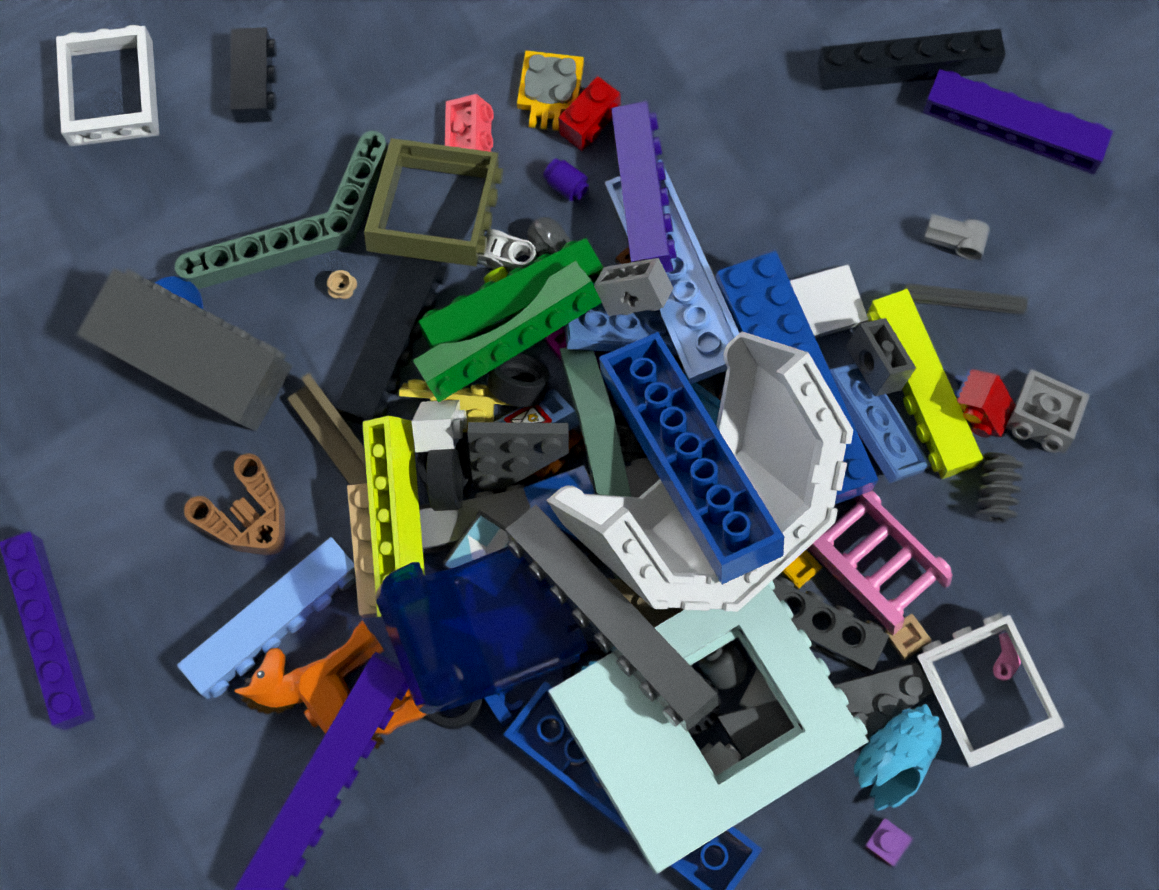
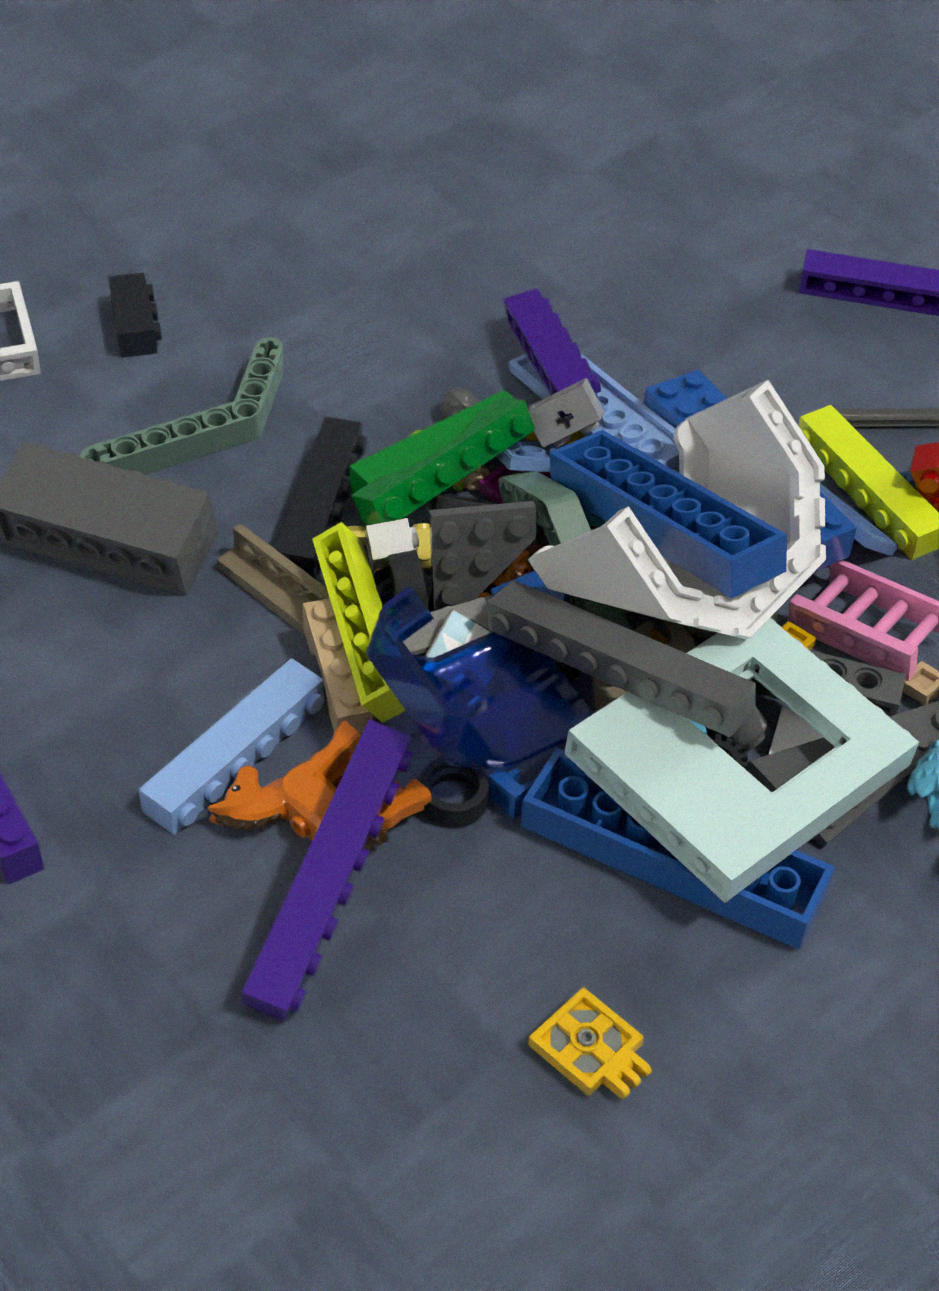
camera: 15 degrees left, 25 degrees down
(223, 530) = (199, 665): medium nougat connector -> none
(336, 279) = (256, 464): tan plate -> none
(439, 159) = (338, 408): olive window -> none
(469, 123) = (361, 334): coral bracket -> none
(504, 250) = (422, 417): white piece -> none
(549, 85) = (434, 302): piece -> none
(566, 179) = (469, 363): dark purple brick -> none
(589, 113) = (479, 312): red brick -> none
(880, 357) = (834, 451): dark grey brick -> none
(910, 59) = (771, 249): black brick -> none
(964, 237) = (873, 370): light grey piece -> none

